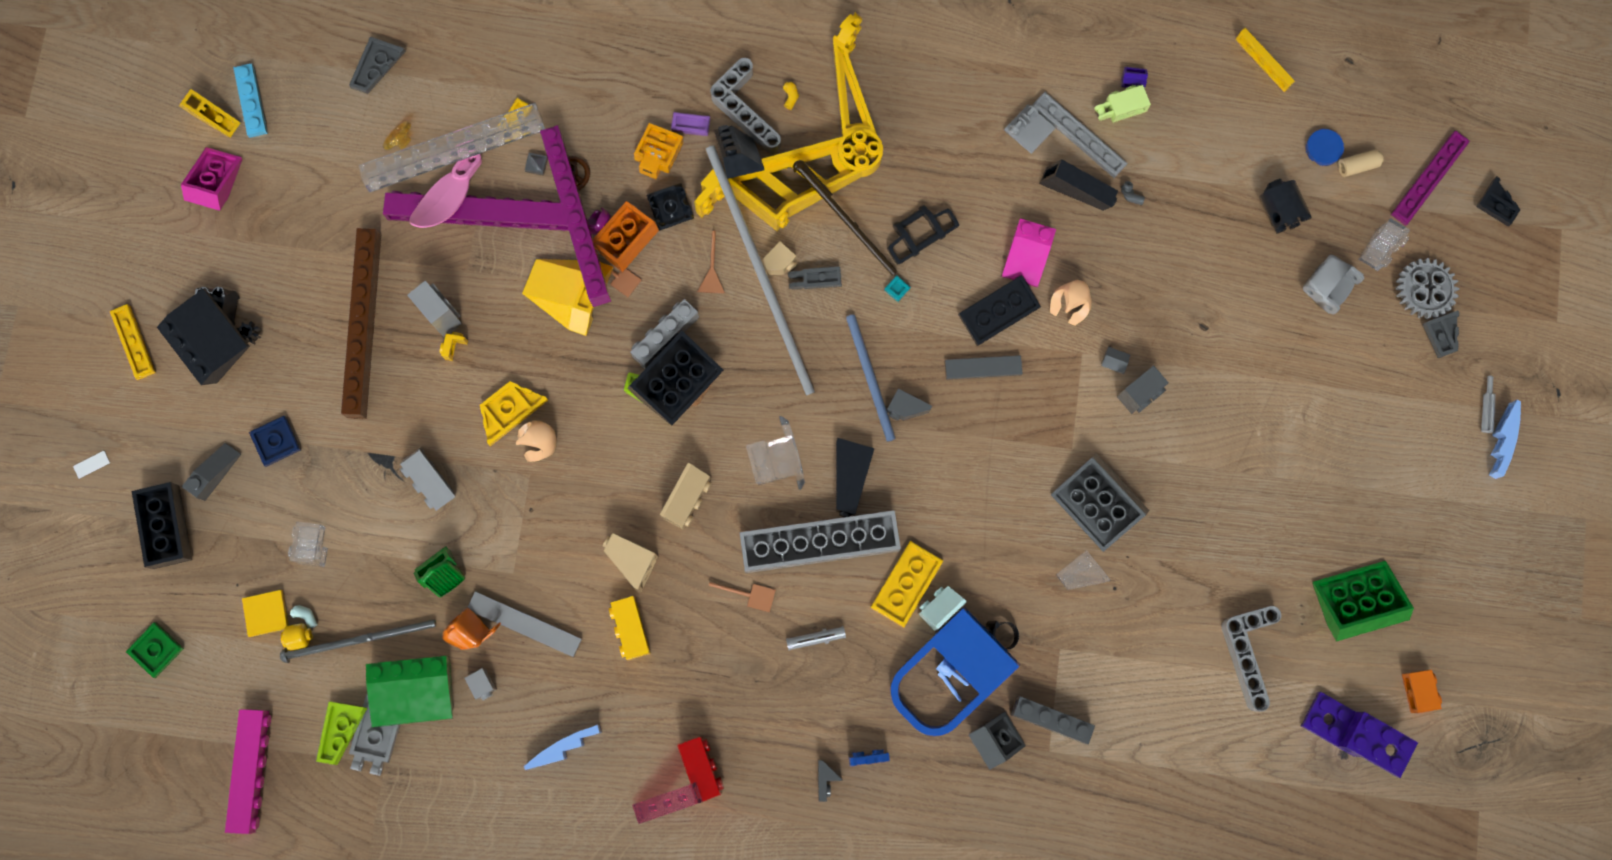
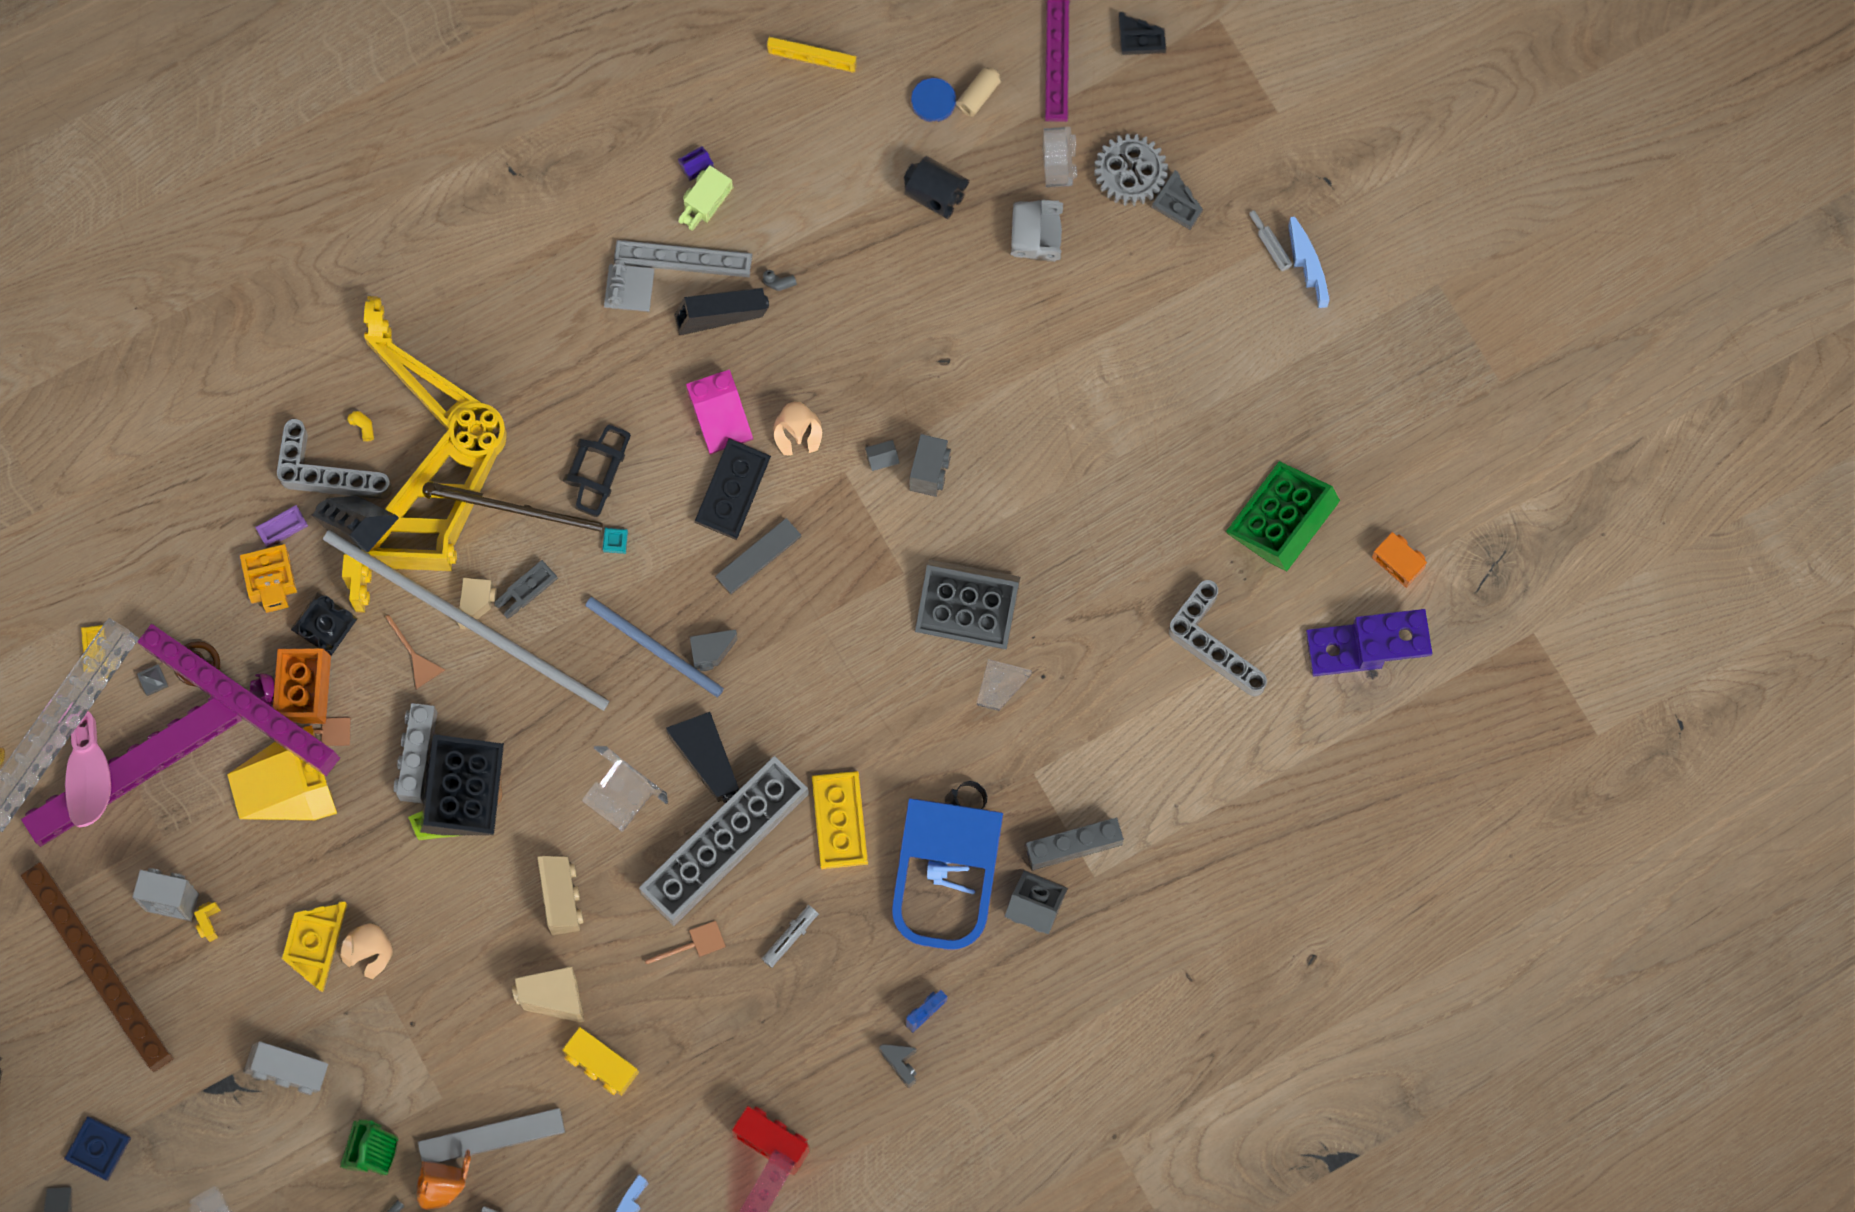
camera: 35 degrees left, 5 degrees down
(941, 608) = (889, 817): light aqua slope -> none

